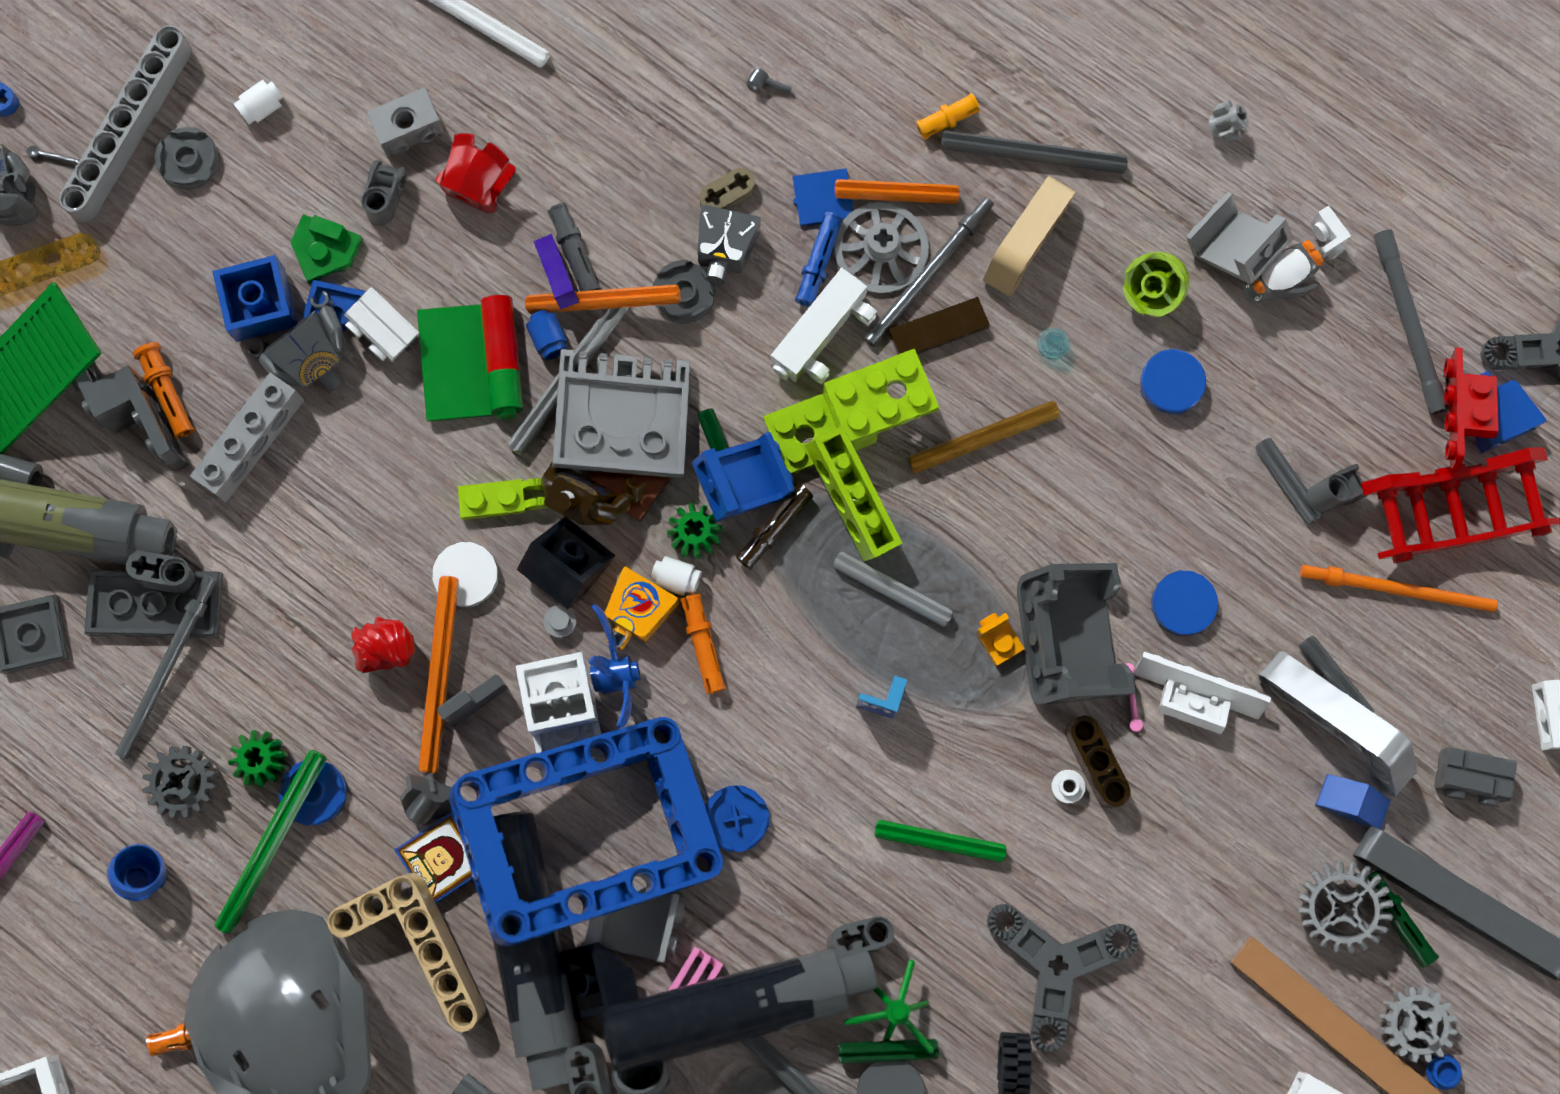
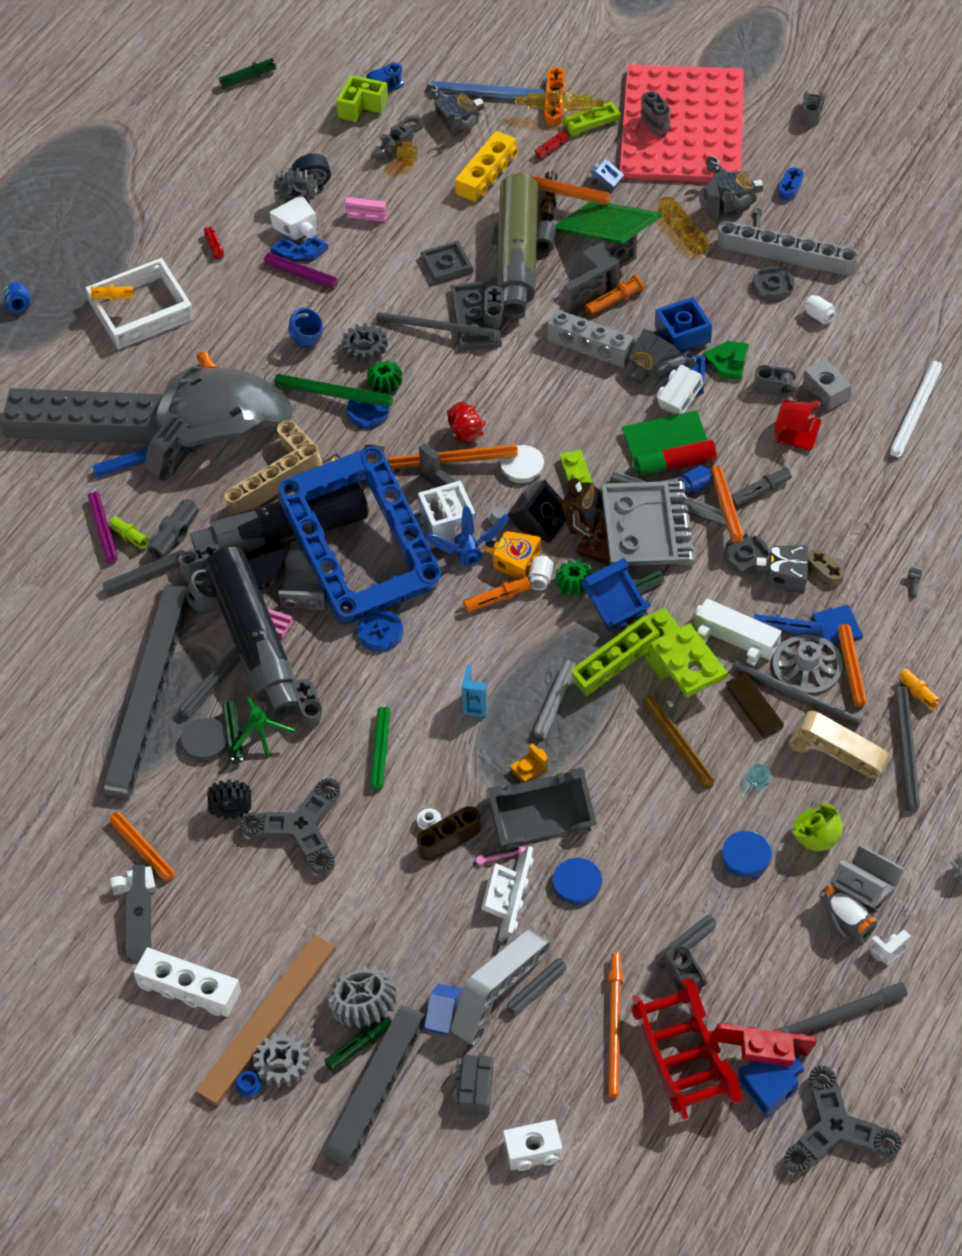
camera: 85 degrees right, 25 degrees down
(556, 271) = (739, 475): dark purple piece -> none
(766, 536) = (579, 620): dark brown pin -> none

